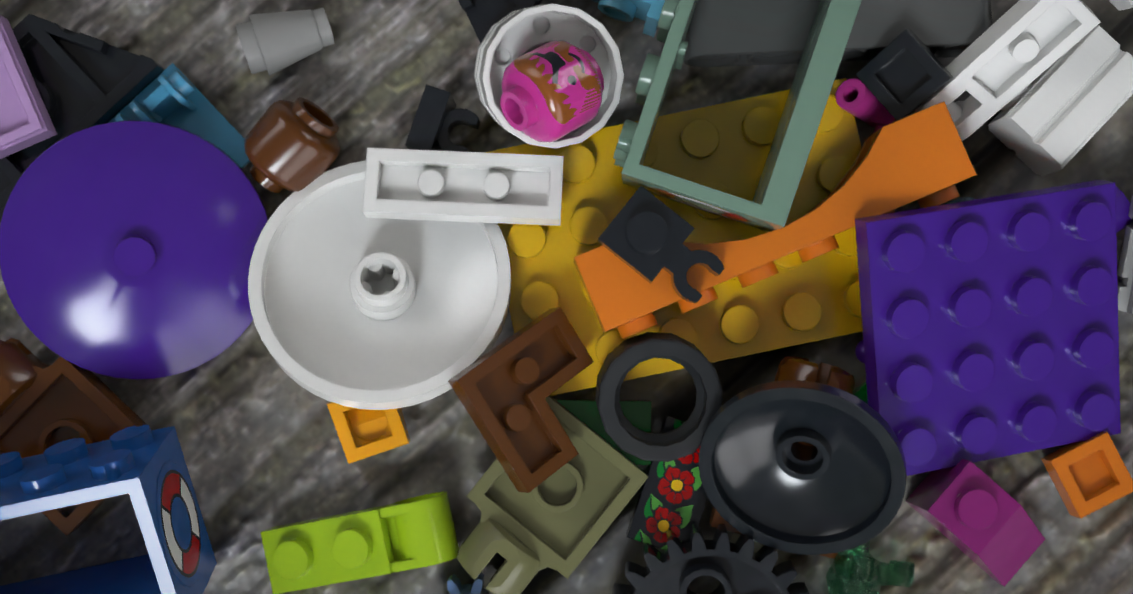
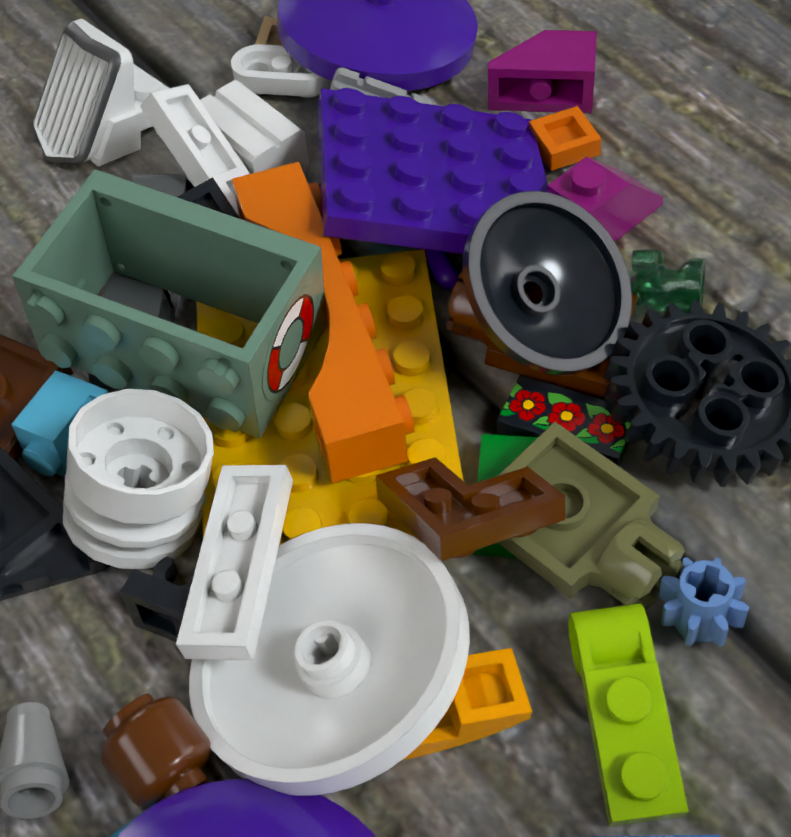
camera: 80 degrees left, 35 degrees down
(551, 91) = (156, 436): dark pink head -> none
(652, 238) = (321, 374): black plate -> none
(665, 445) = (481, 370): black tyre -> none

